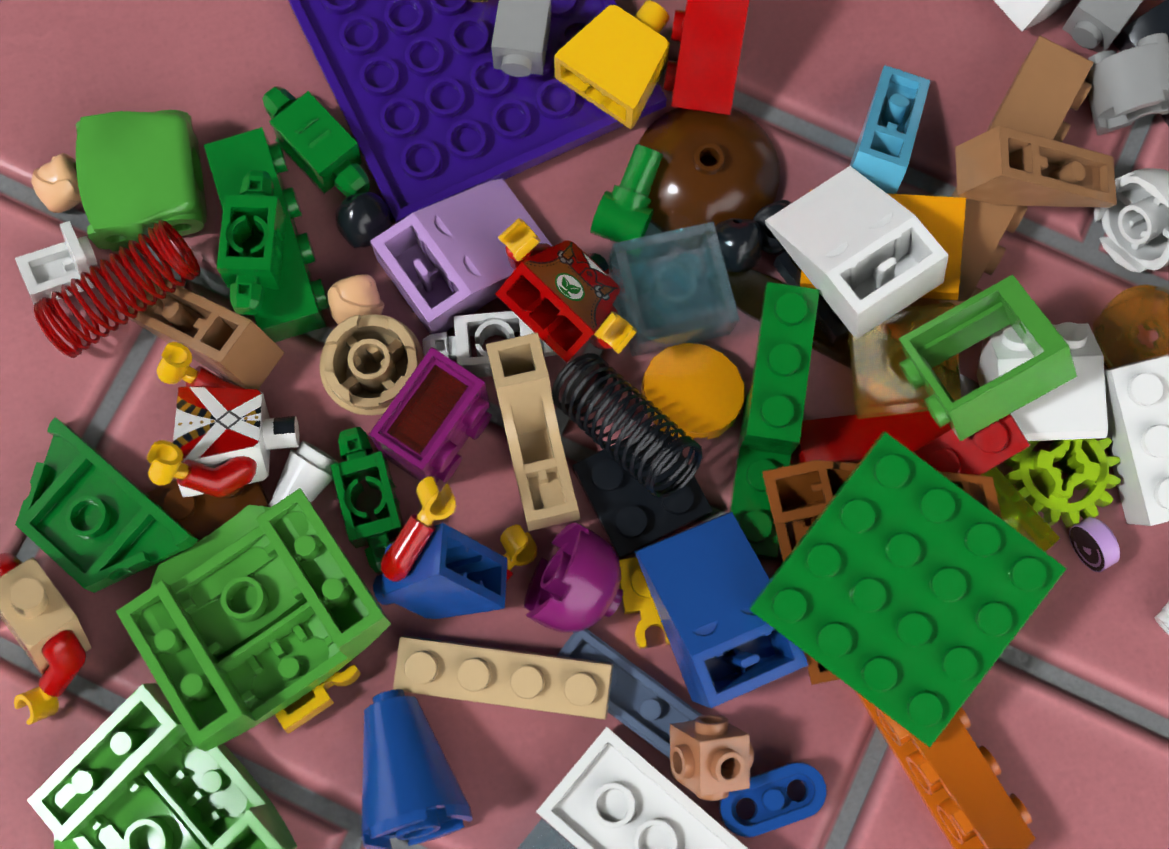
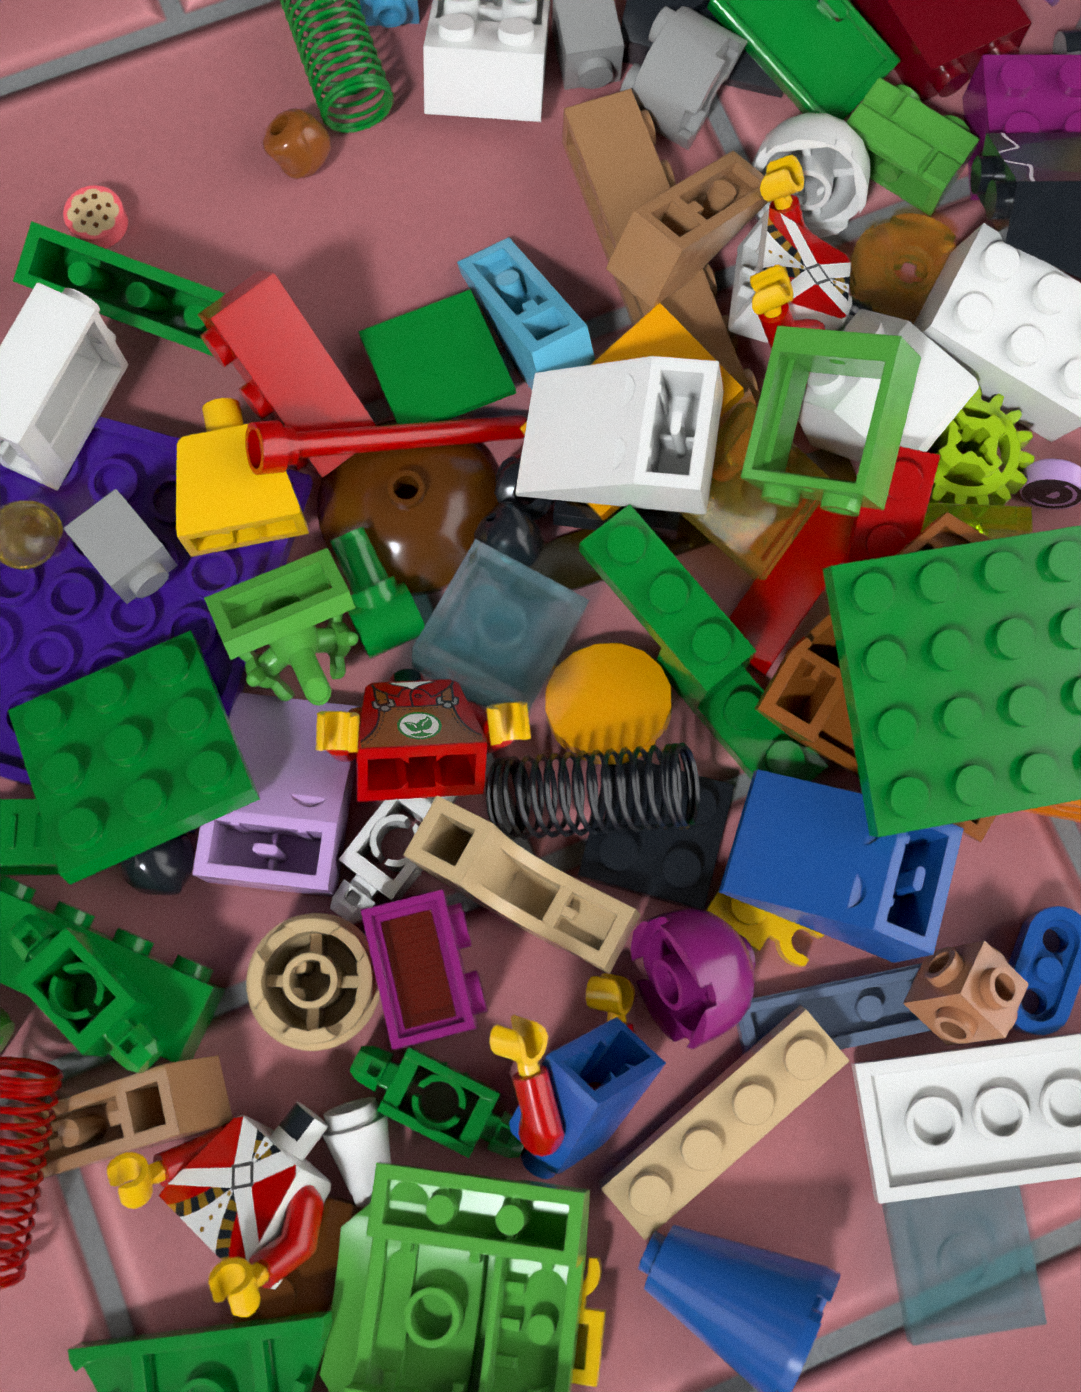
camera: 50 degrees left, 0 degrees up
(354, 297) = (230, 940): light nougat piece -> none
(407, 148) = (131, 757): none -> green plate
(567, 154) = (283, 612): none -> bright green piece
(658, 60) = (275, 447): none -> red piece
(806, 108) = (437, 361): none -> green piece
(1070, 259) = (786, 270): none -> torso

